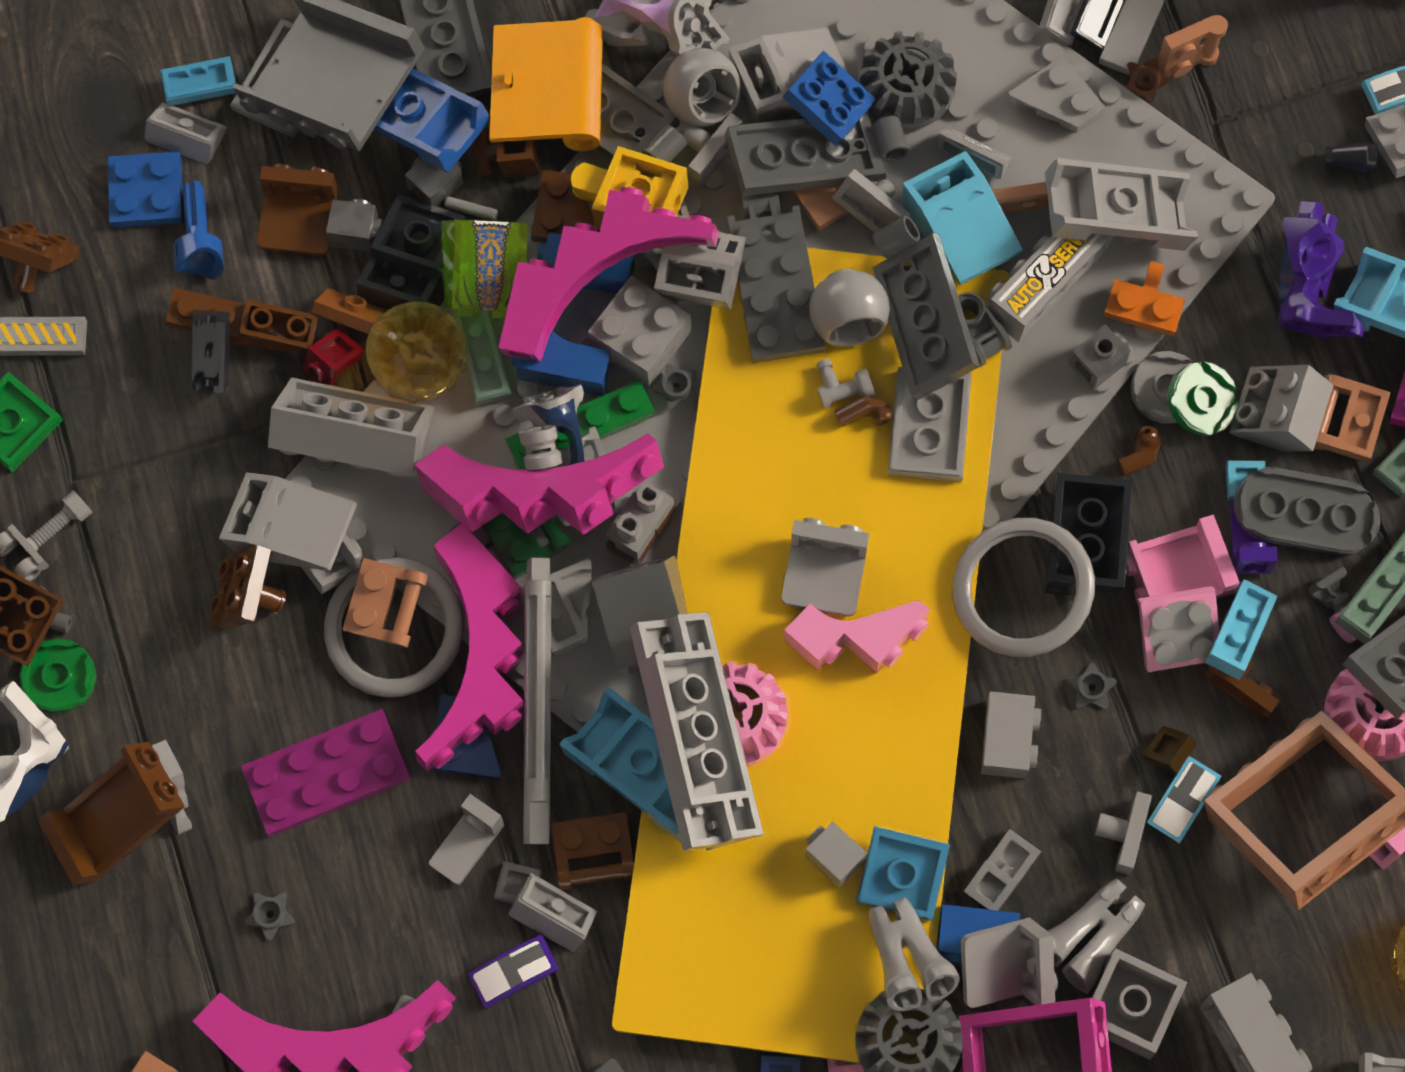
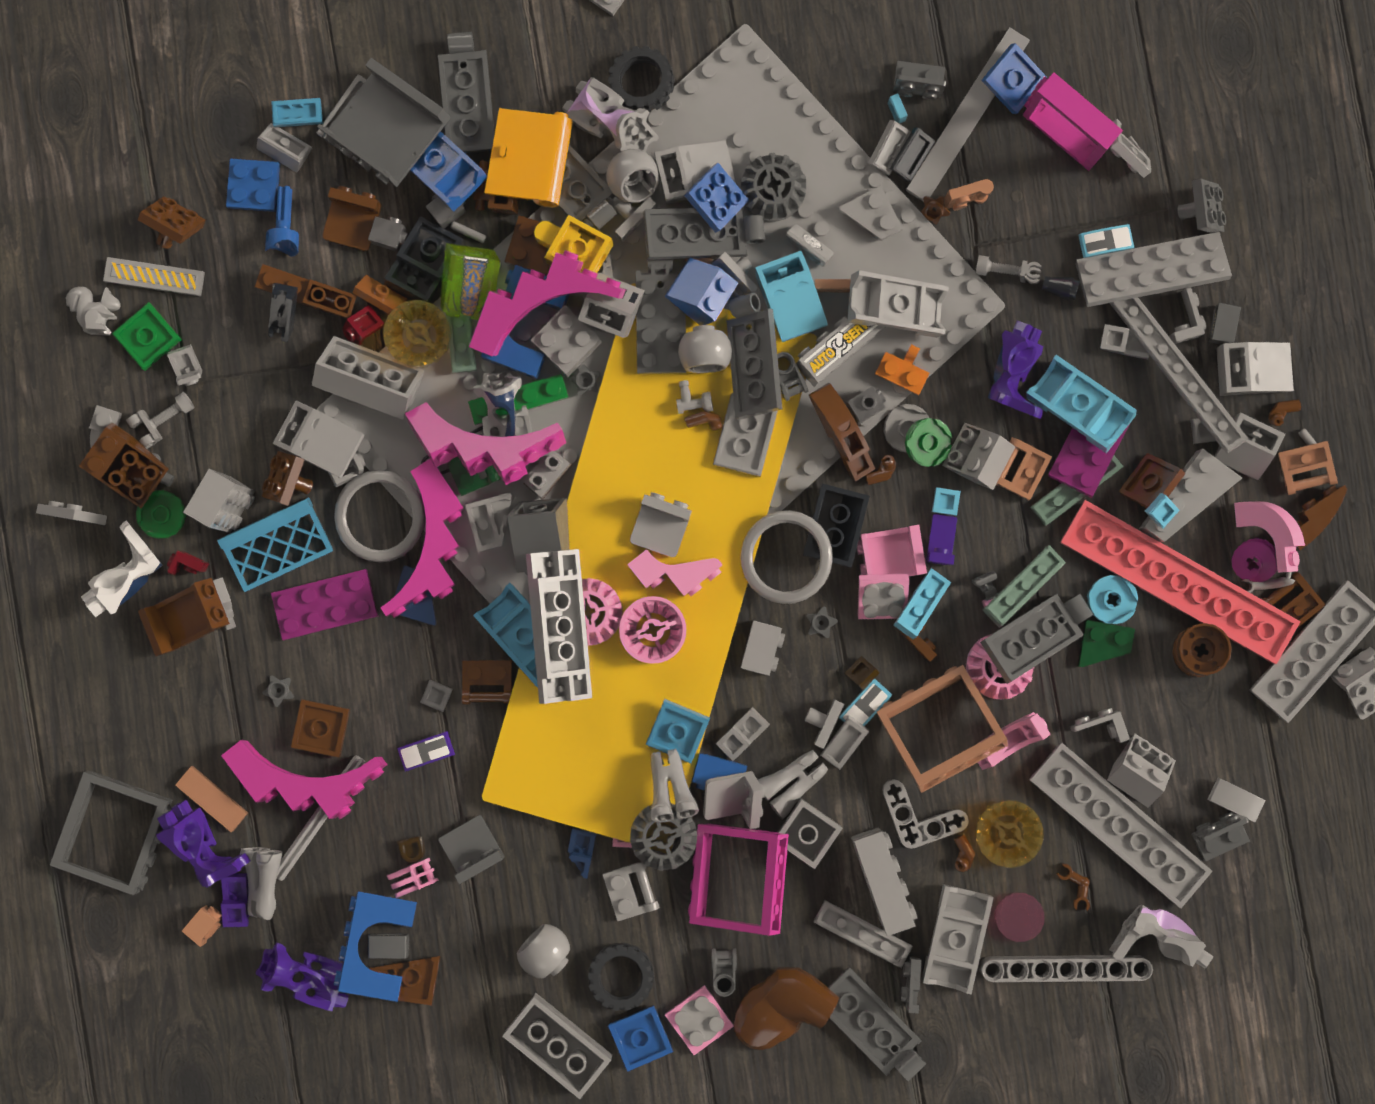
camera: 10 degrees right, 15 degrees up
(72, 451) = (185, 365): none -> light grey bracket
(111, 736) = (190, 563): none -> dark red bracket
(149, 626) = (220, 501): none -> light grey brick
(222, 664) = (266, 525): none -> dark azure fence
(343, 960) = (320, 728): none -> reddish brown plate
(374, 598) = (368, 498): nougat plate -> none
(467, 840) = (407, 664): light grey bracket -> none
(537, 702) = (464, 582): light grey piece -> none
(539, 439) = (486, 420): light grey wheel -> none
(552, 913) = (456, 718): light grey slope -> none
(829, 227) = (701, 291): none -> slope
(834, 853) = (636, 712): light grey brick -> none
(867, 708) = (630, 637): none -> bright pink gear
(1077, 397) = (843, 430): none -> reddish brown slope
(1163, 859) = (844, 742): none -> light grey tile
(1294, 142) = (984, 266): none -> light grey bar
(1303, 974) = (921, 826): none -> light grey beam
(1306, 511) = (980, 529): dark grey tile -> none
(1385, 1006) = (965, 855): none -> reddish brown arm

